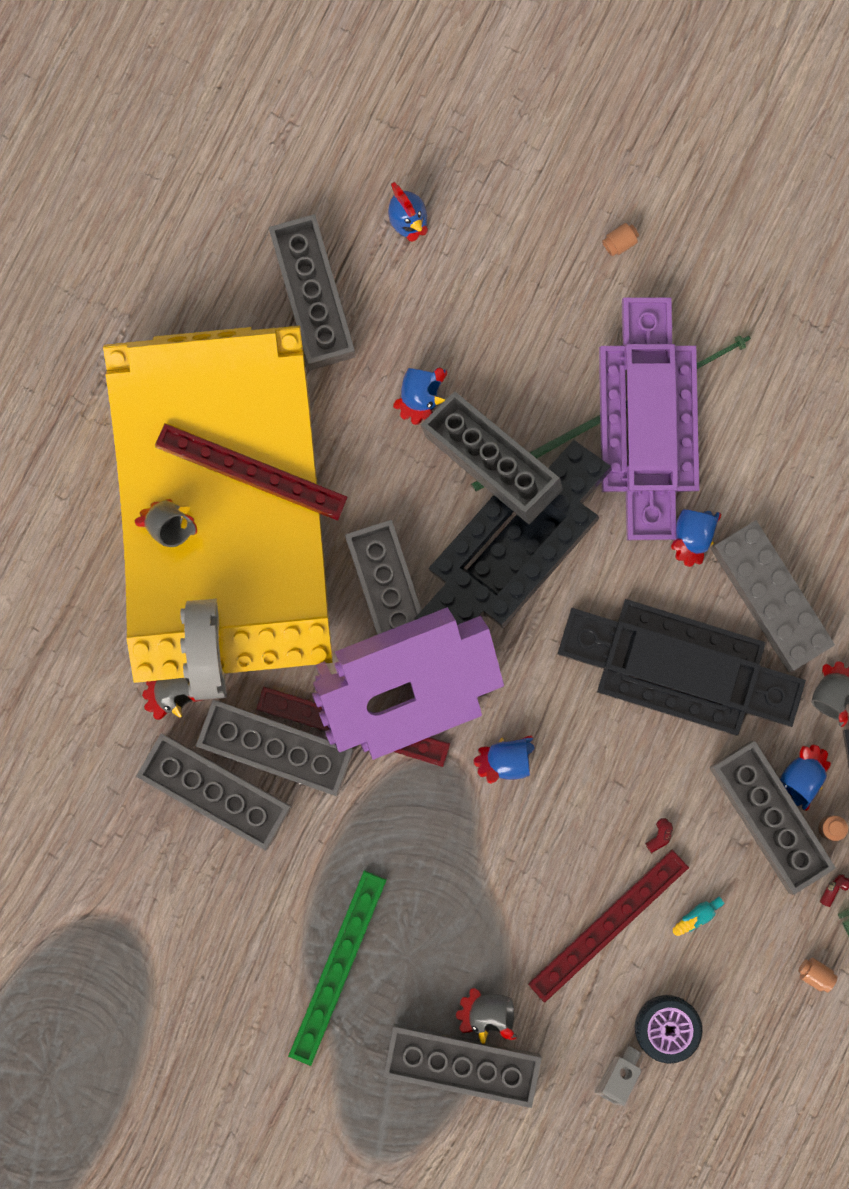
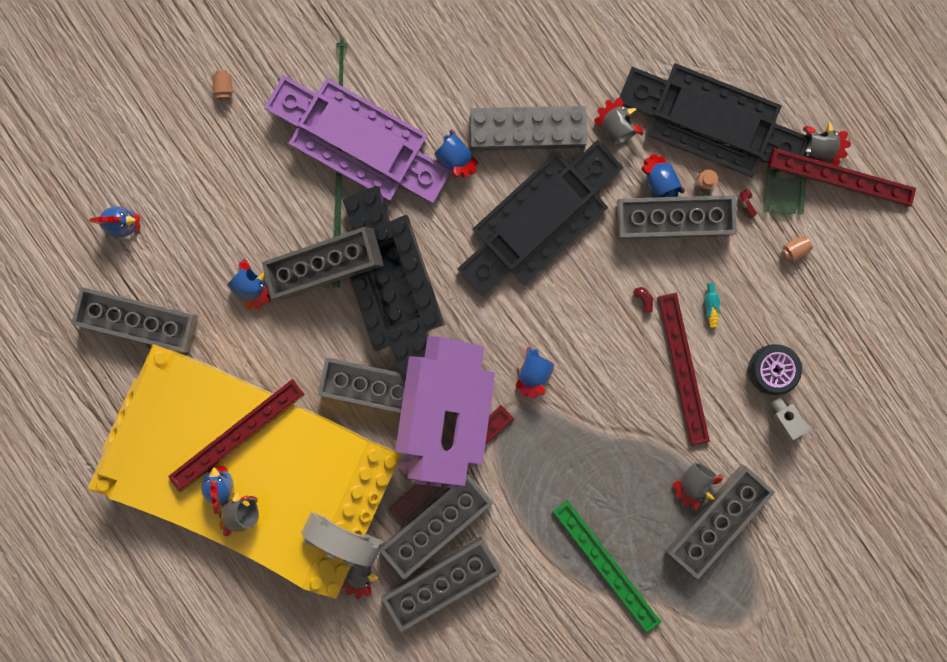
camera: 55 degrees left, 5 degrees up
(182, 483) = (217, 488): none -> blue piece

